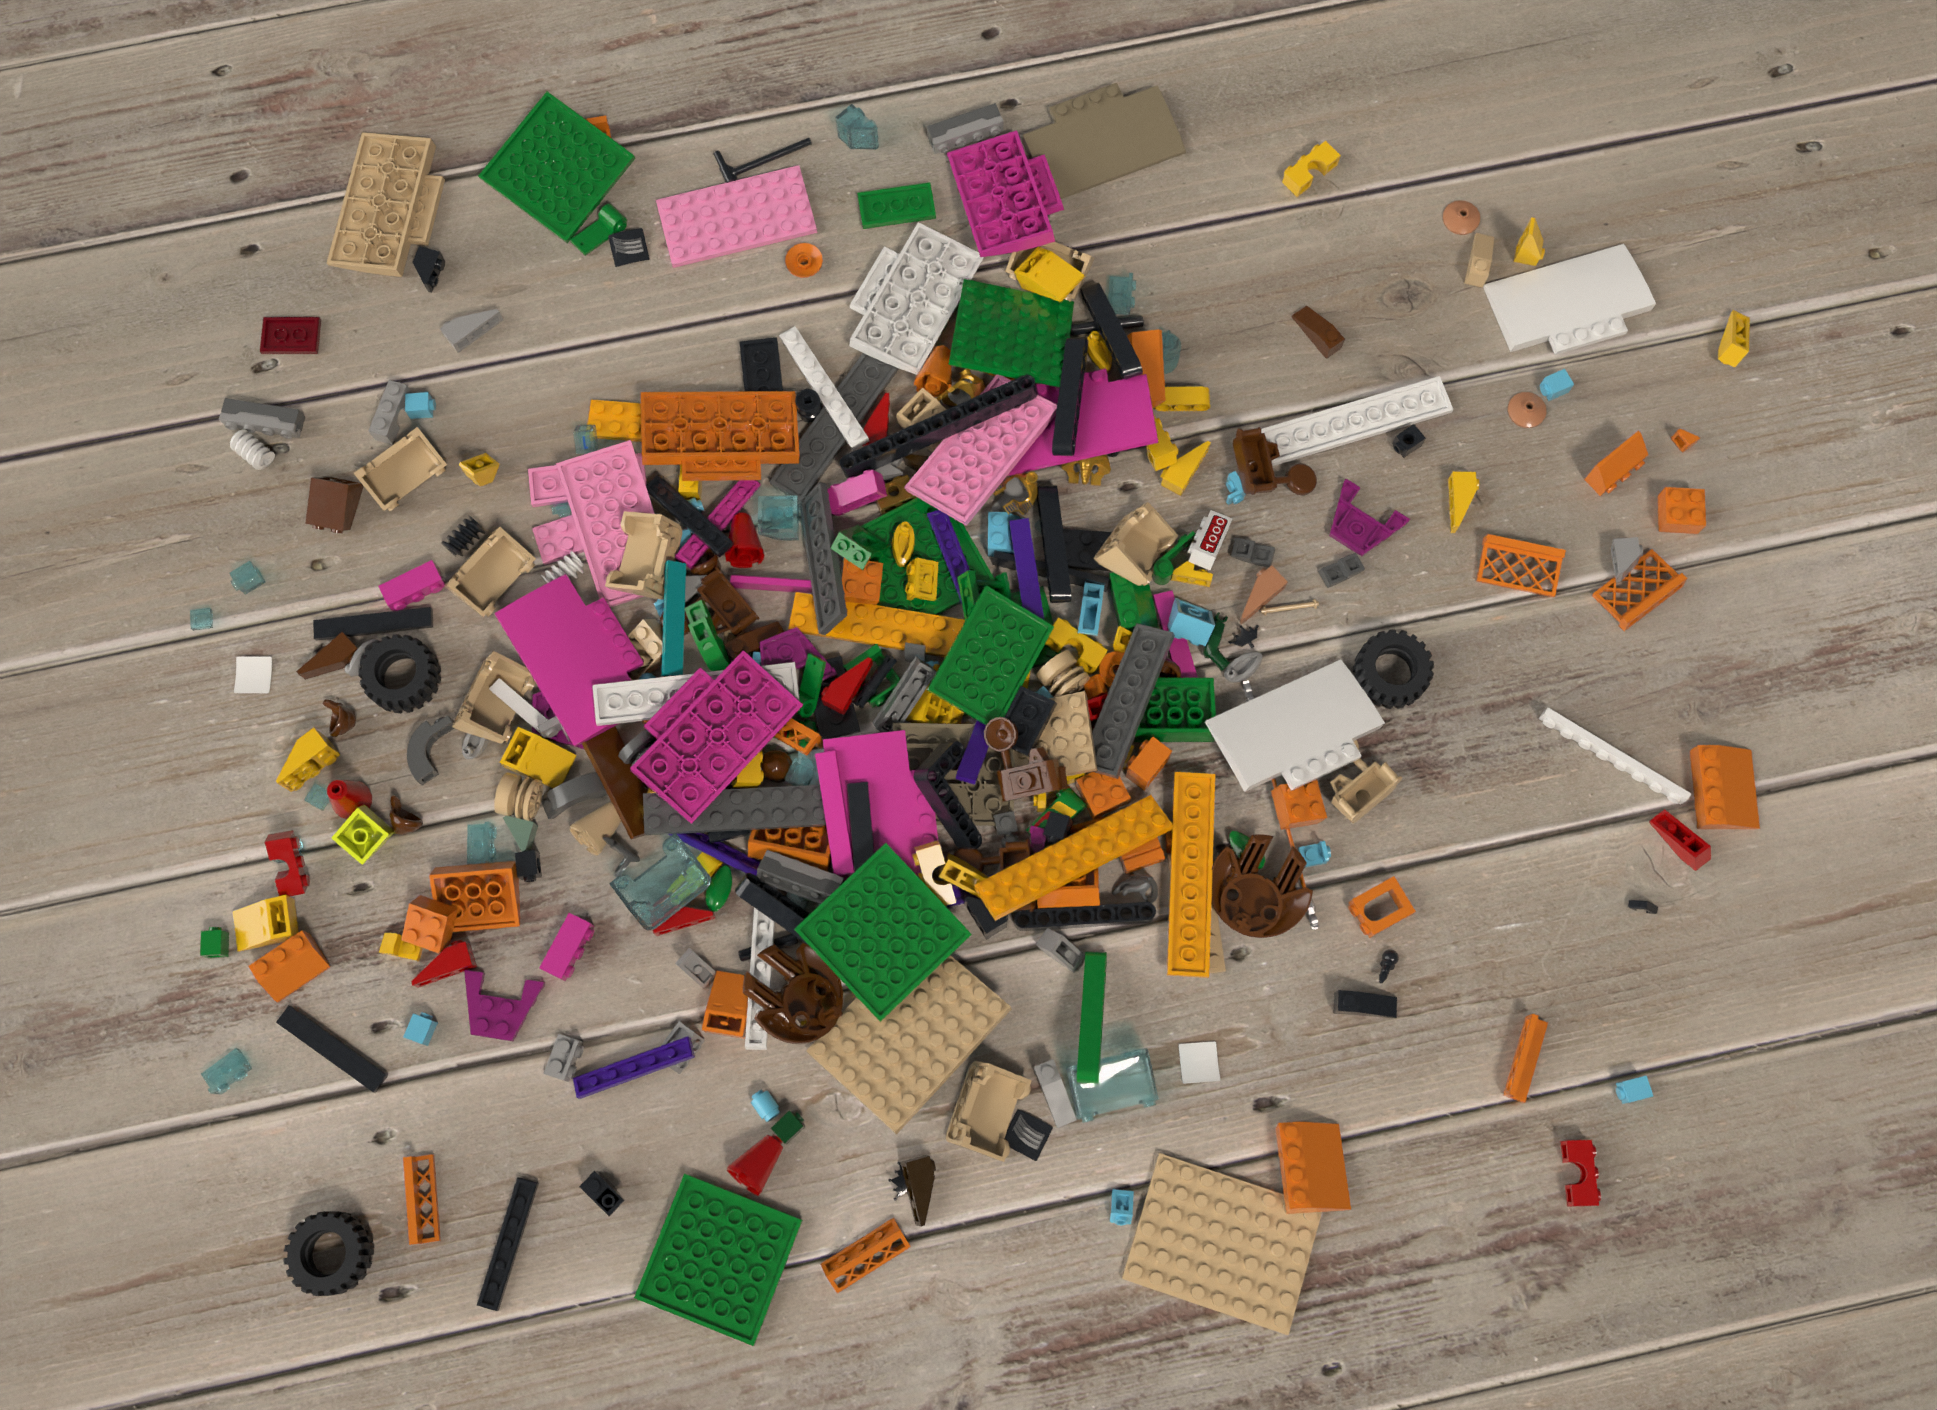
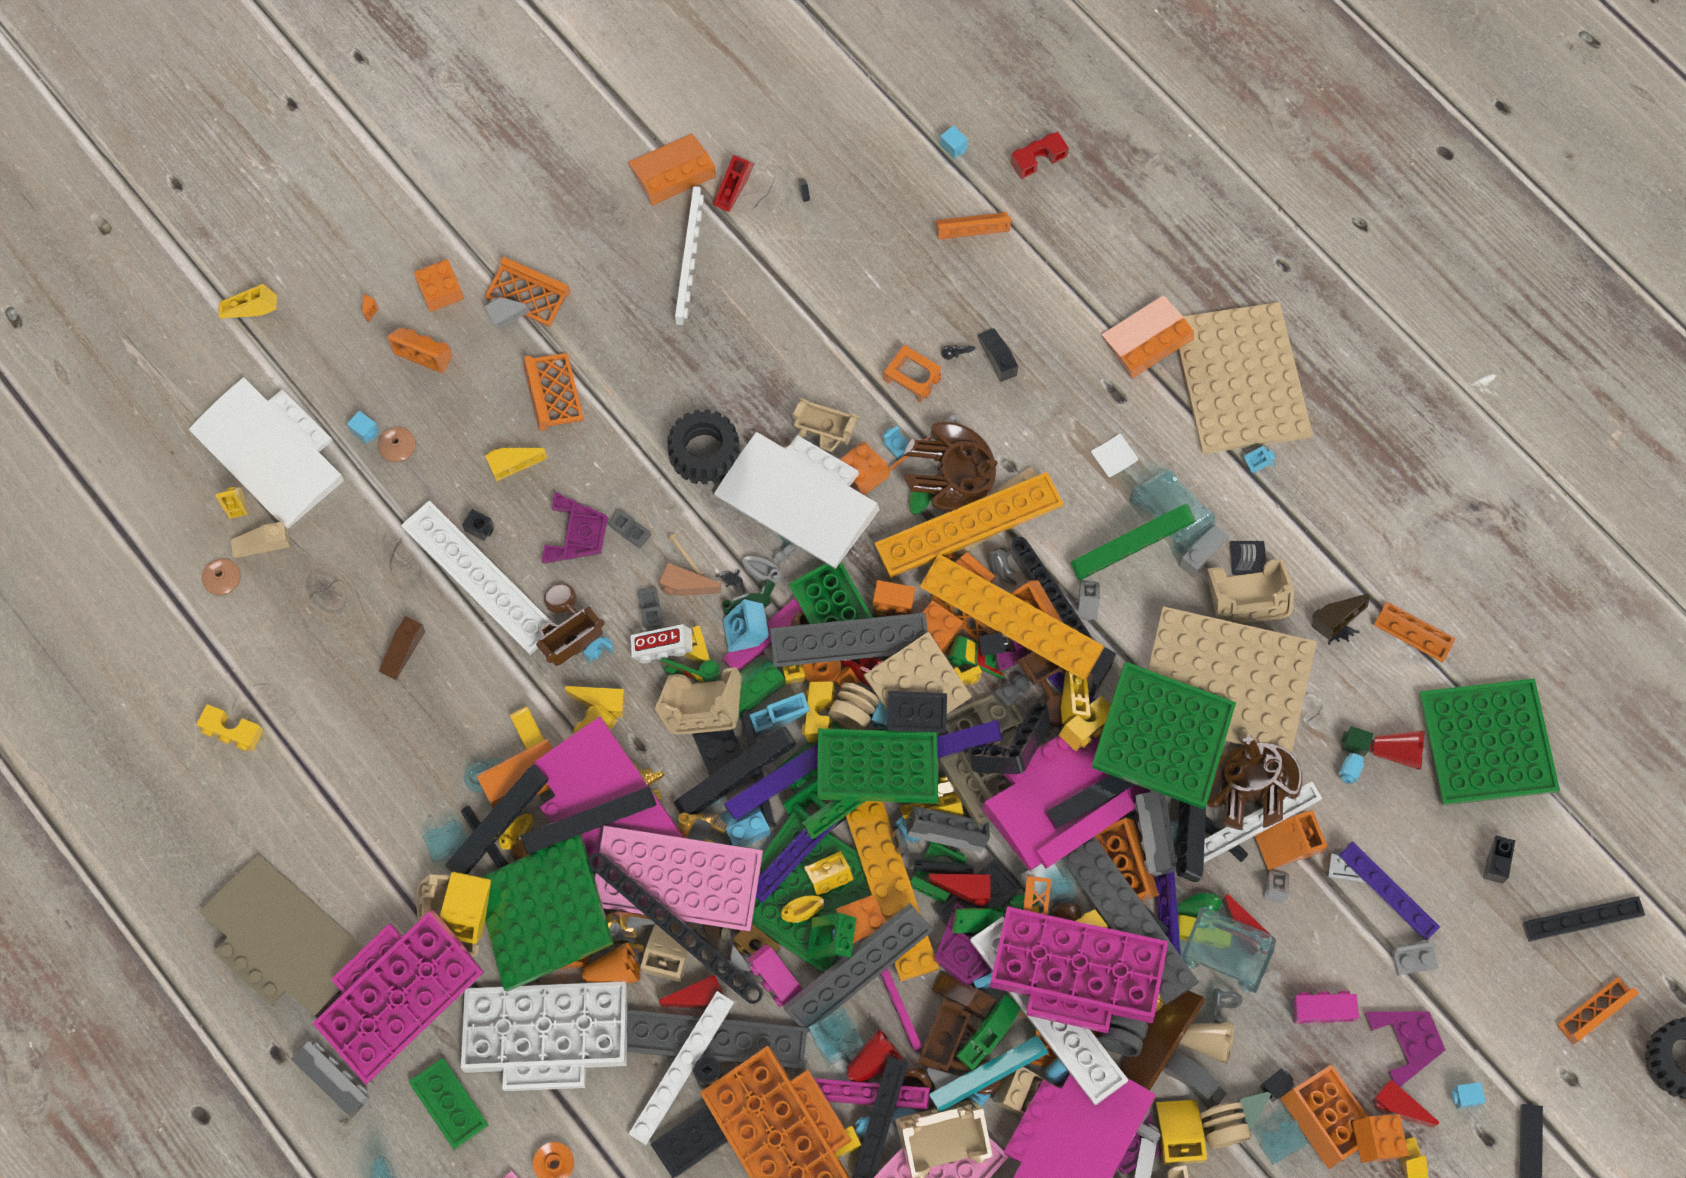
camera: 120 degrees left, 5 degrees down
(1028, 780) = (970, 686): reddish brown piece -> none

